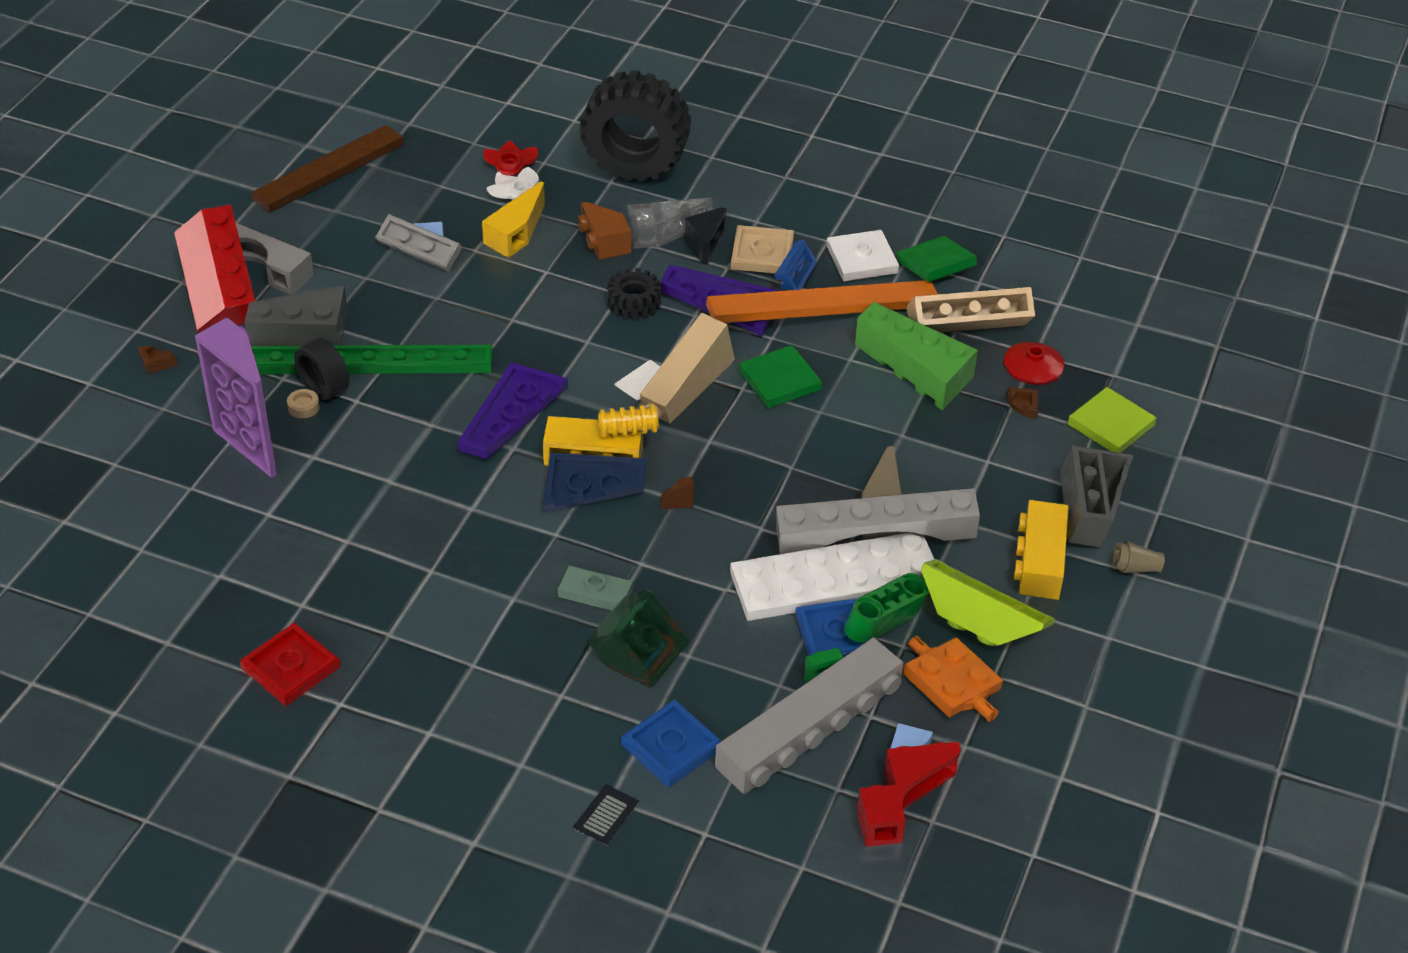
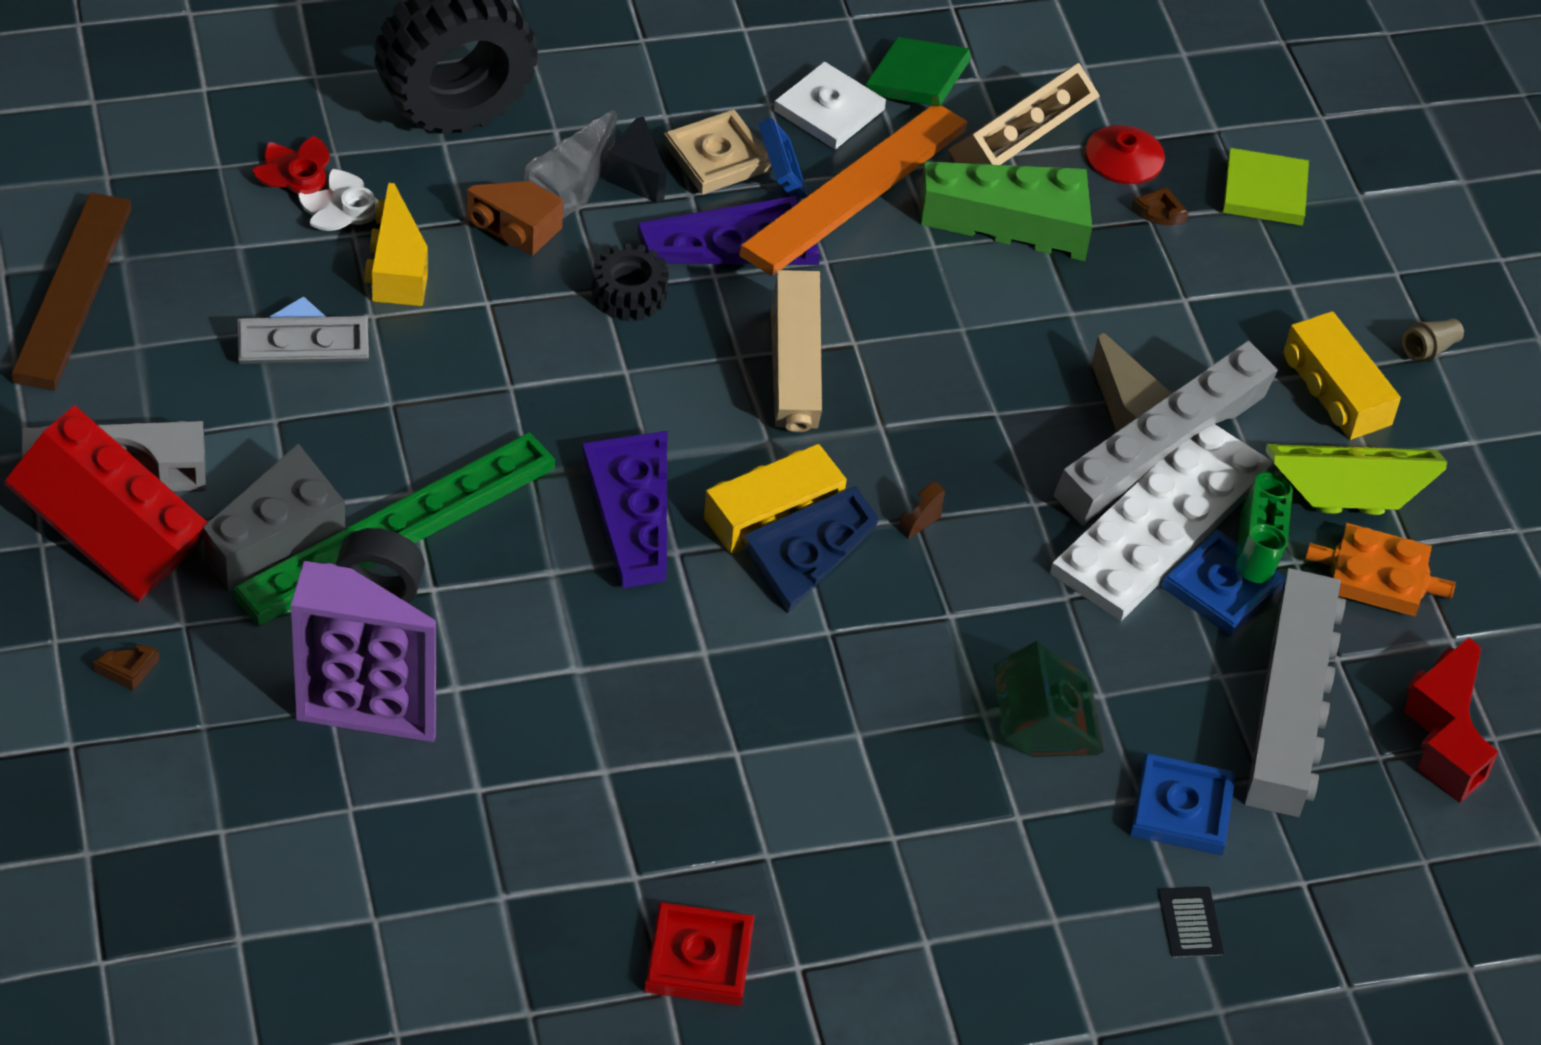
camera: 40 degrees left, 5 degrees up
(593, 588) = (939, 673): sand green plate -> none
(628, 420) = (814, 449): yellow piece -> none
(638, 379) = (737, 388): white sticker -> none
(780, 376) = (885, 306): green tile -> none
(820, 661) = (1257, 630): green plate -> none
(911, 736) = (1401, 664): light blue tile -> none
(1092, 489) = (1331, 274): dark grey wedge -> none

